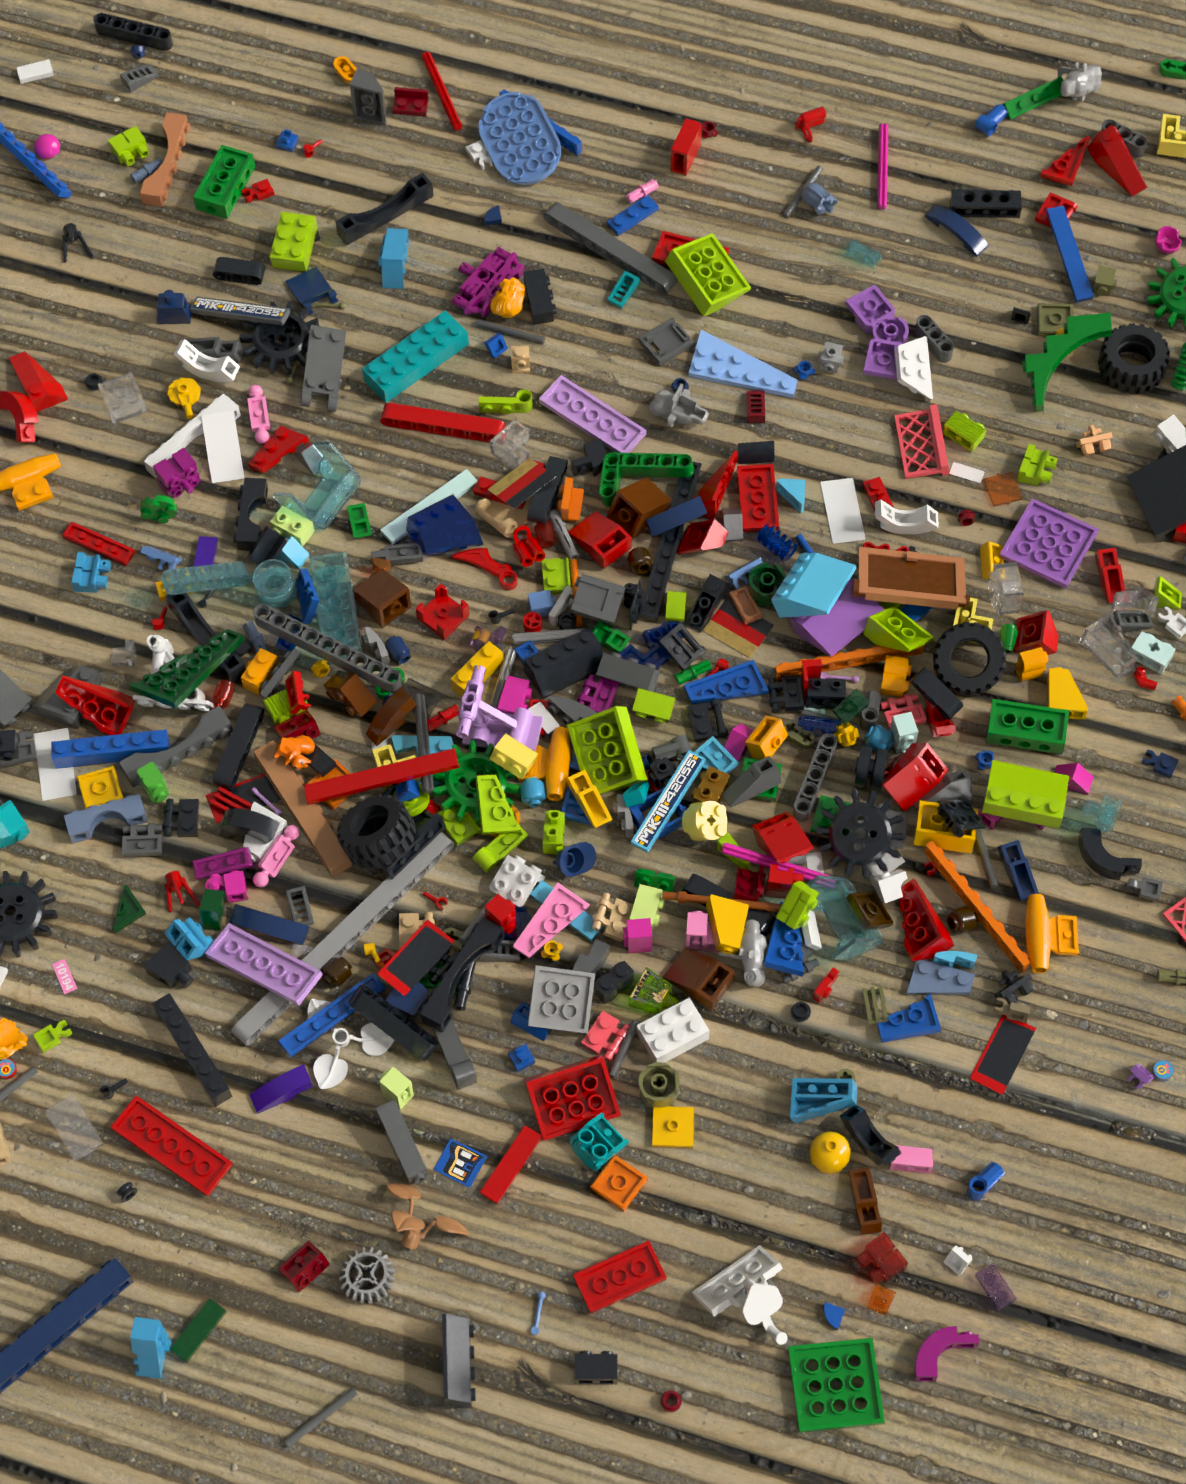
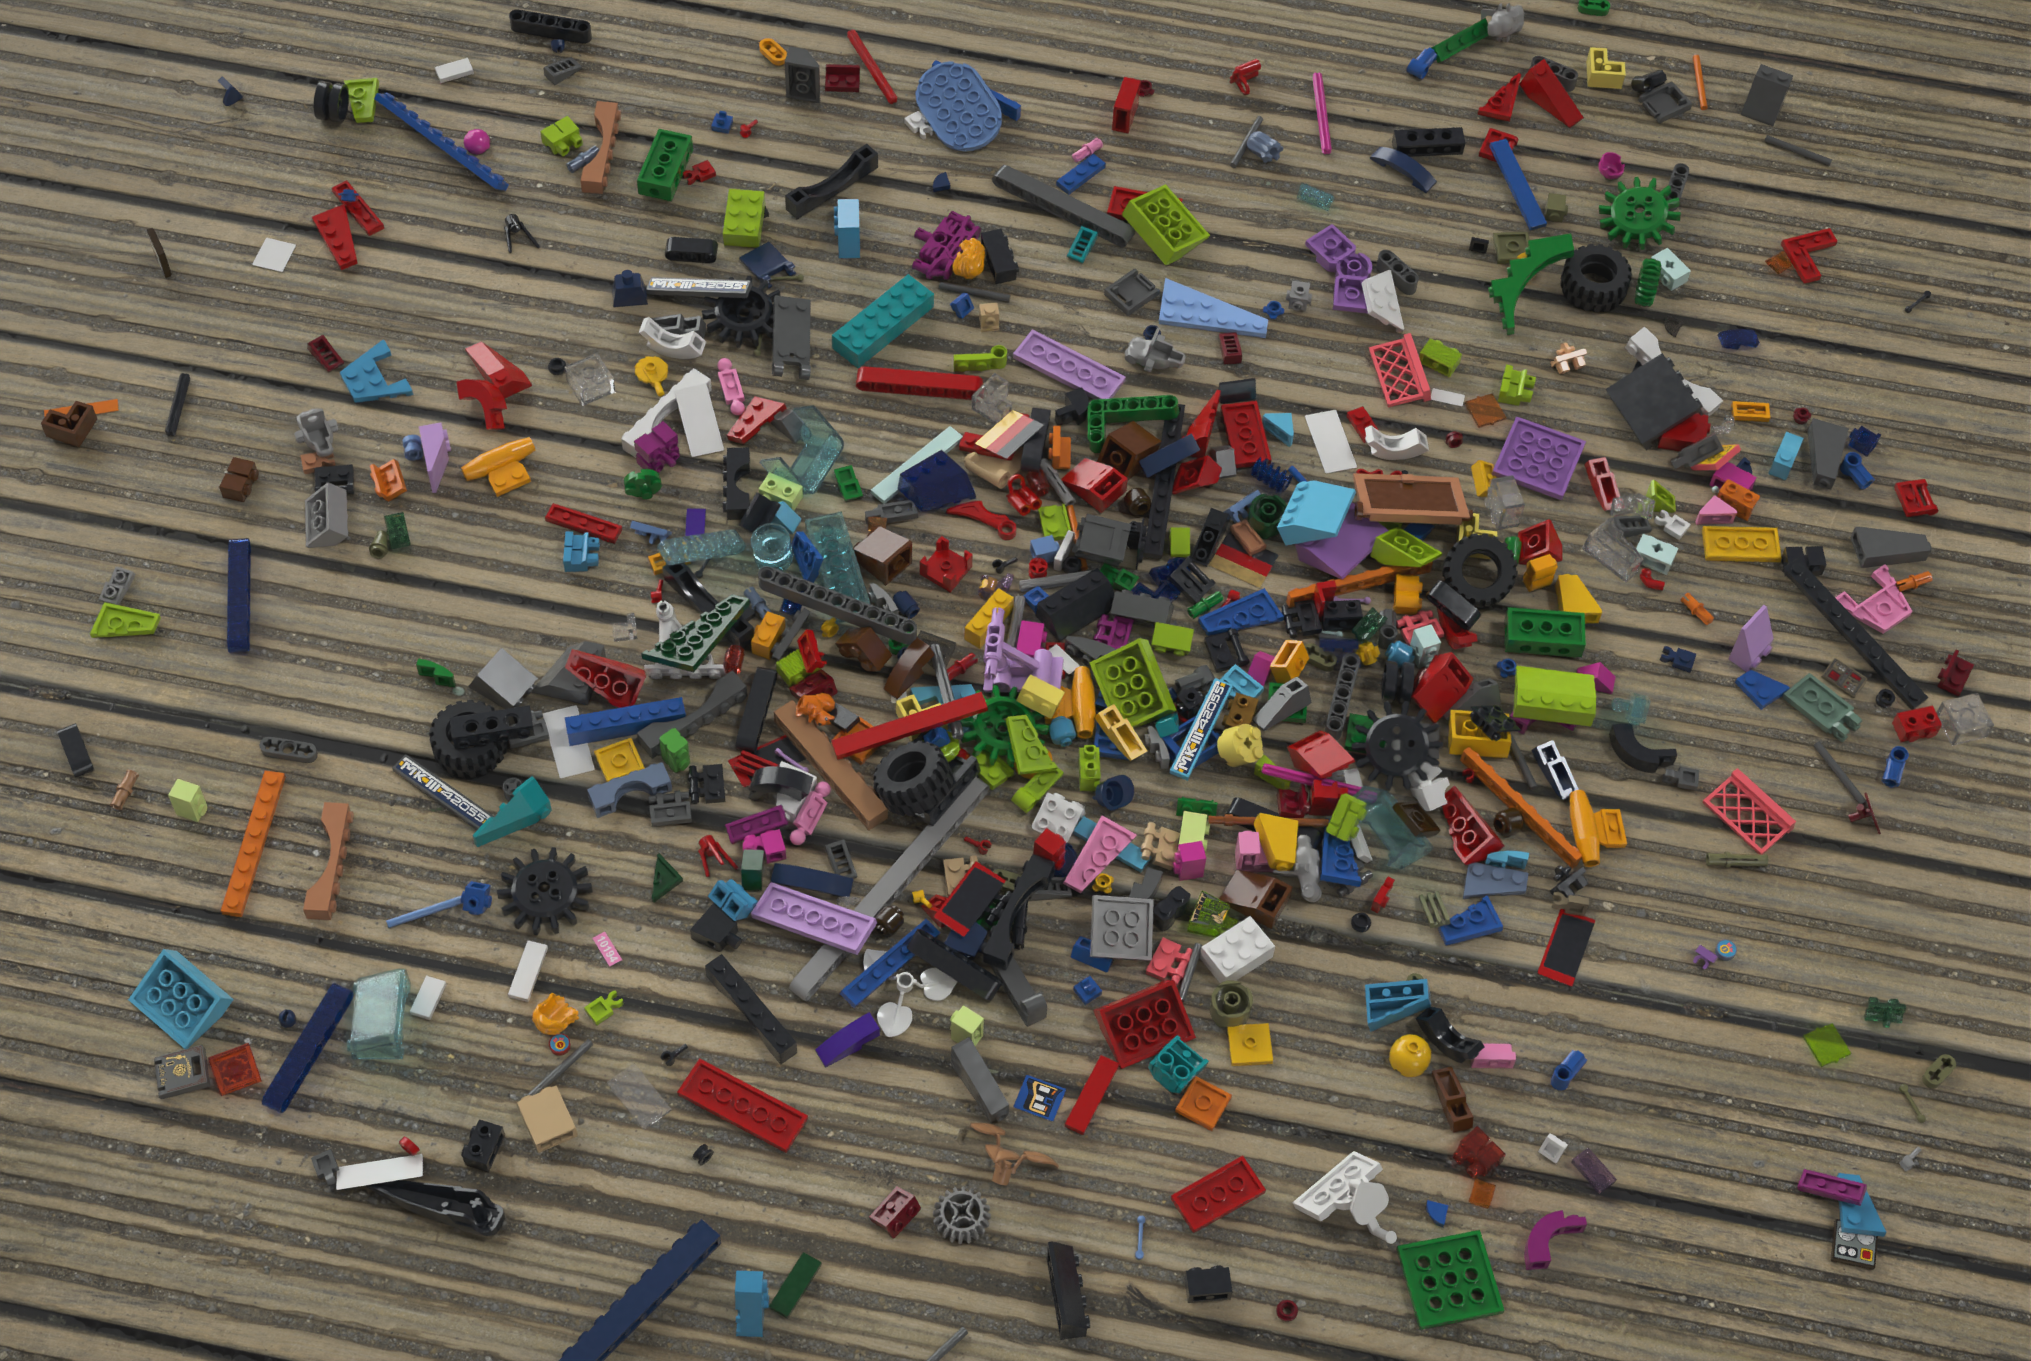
camera: 10 degrees left, 5 degrees down
(468, 932) = (1019, 868): light grey bar -> none

